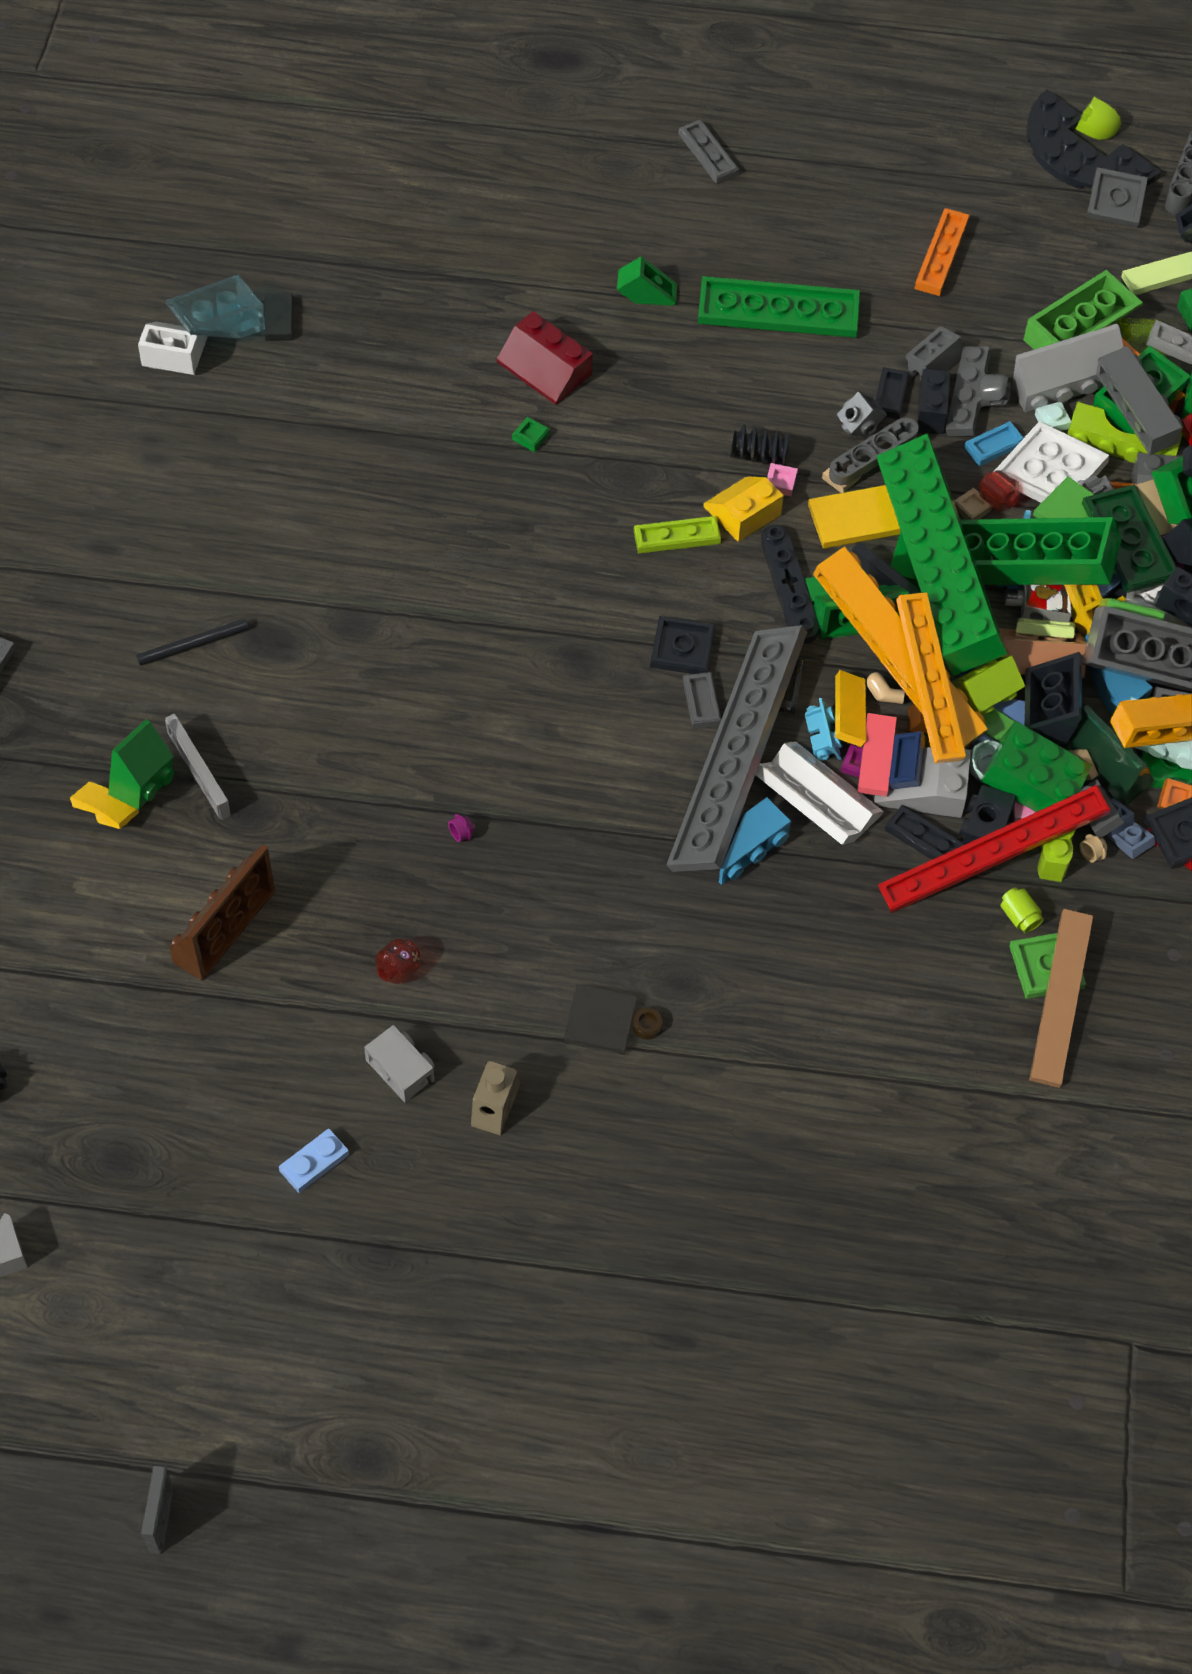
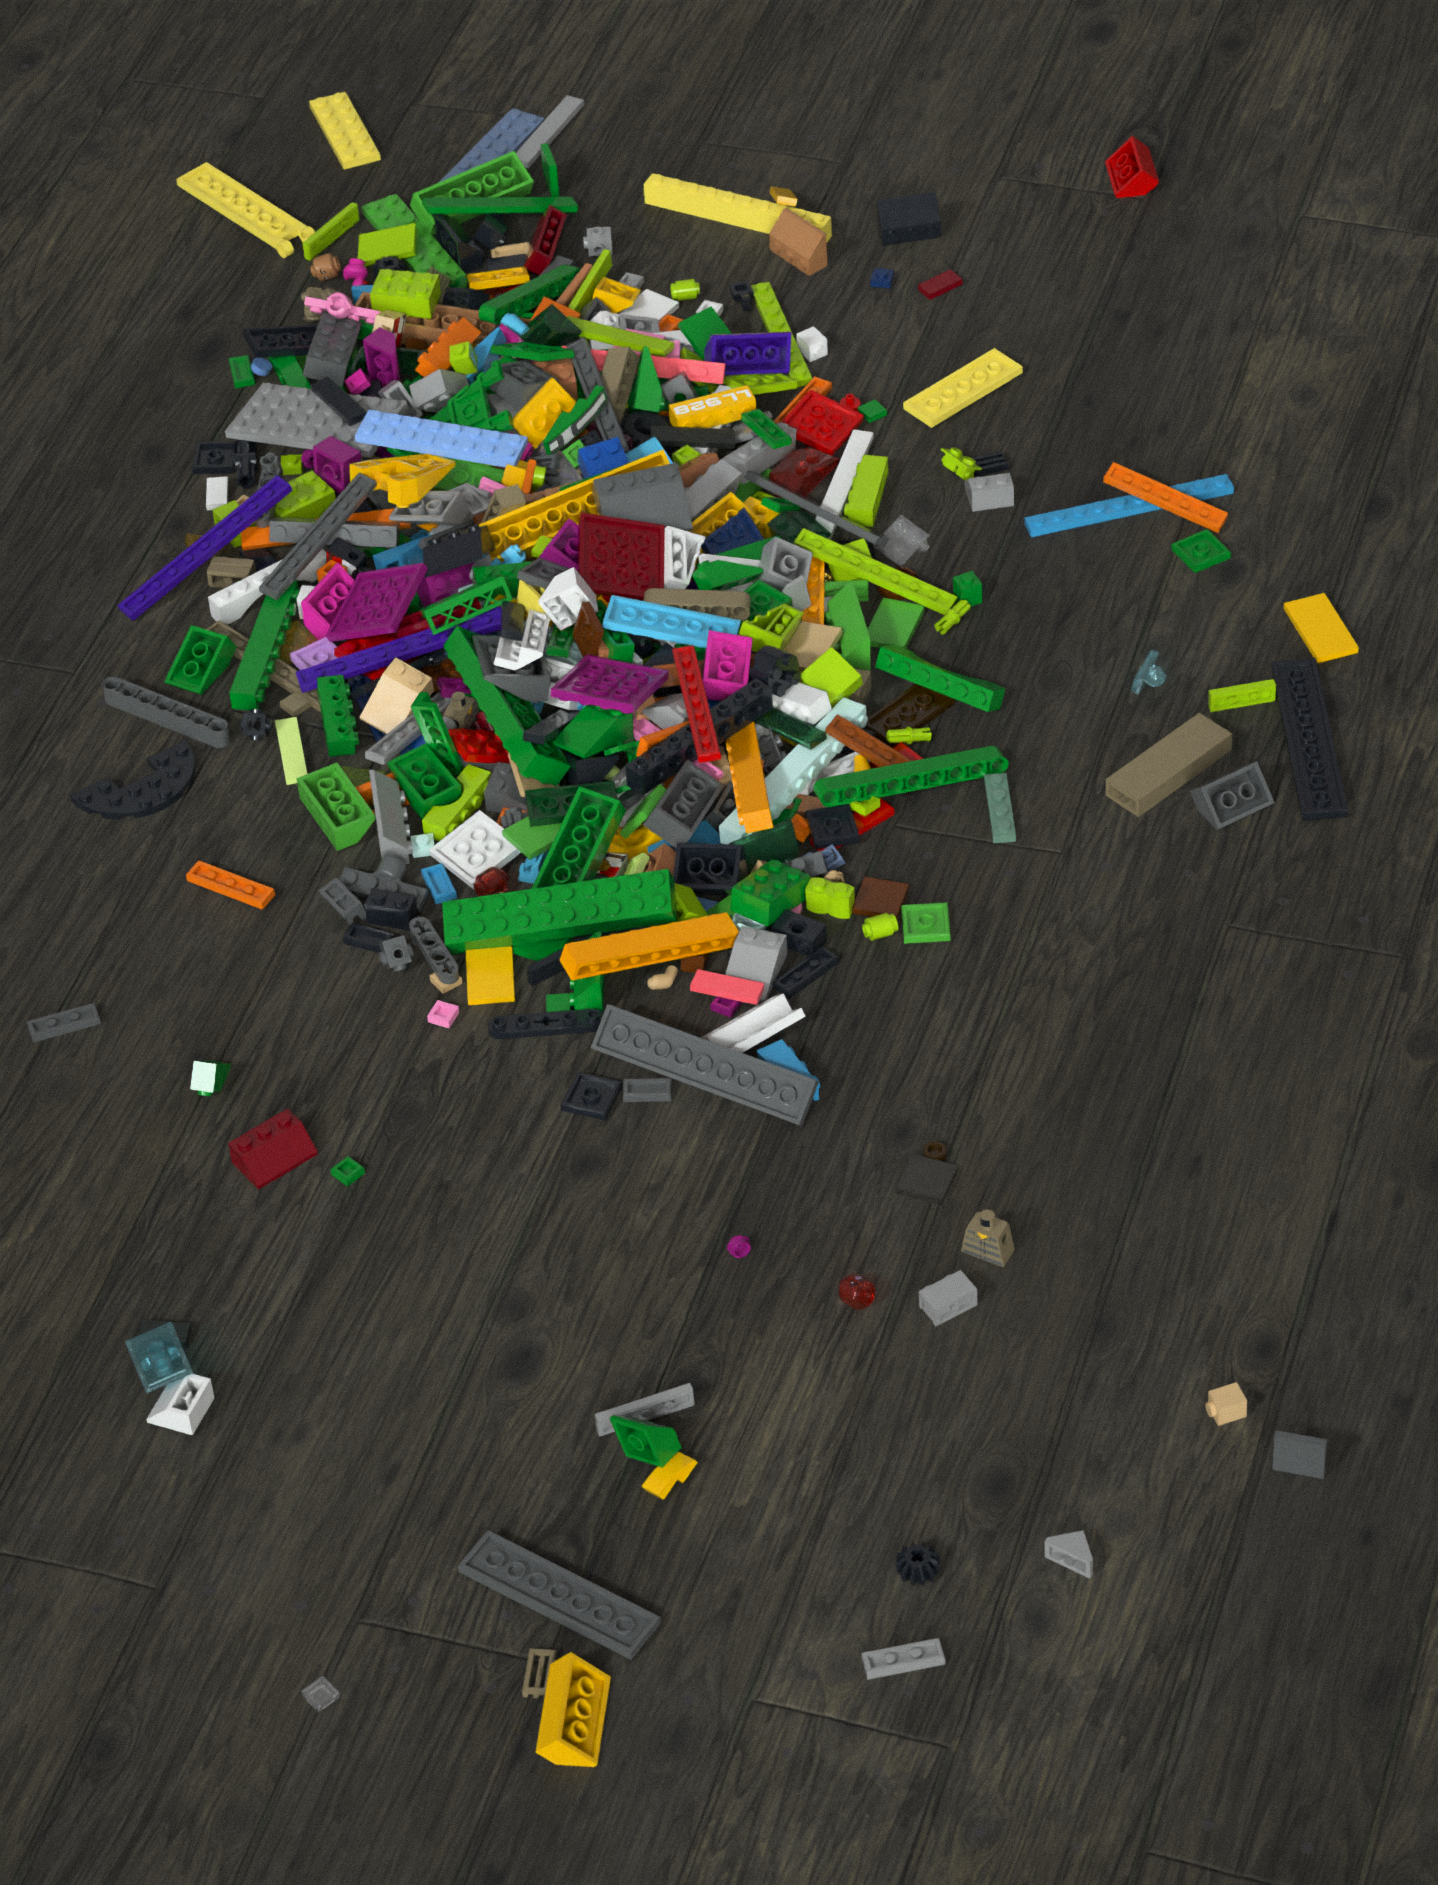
camera: 75 degrees left, 15 degrees down
(192, 642) = (511, 1413): black bar -> none
(225, 915) = (798, 1385): reddish brown slope -> none
(252, 1413) = (1226, 1404): none -> tan brick
(314, 1160) = (1020, 1360): light blue plate -> none
(677, 534) = (479, 1088): lime tile -> none
(746, 506) = (463, 1038): yellow slope -> none
(759, 446) = (408, 1019): black piece -> none
(779, 307) = (258, 994): green plate -> none
(822, 720) = (706, 1016): medium azure hinge -> none
(850, 708) = (681, 996): yellow tile -> none
(907, 760) = (739, 966): dark blue tile -> none
(931, 678) = (686, 924): light orange plate -> none
(994, 848) = (832, 926): red tile -> none
(1061, 998) = (958, 914): medium nougat tile -> none
(1080, 896) = (880, 897): none -> reddish brown tile
(1099, 120) = (119, 766): lime brick -> none
(1117, 197) = (208, 768): dark grey plate -> none
(1139, 400) = (444, 774): dark grey brick -> none

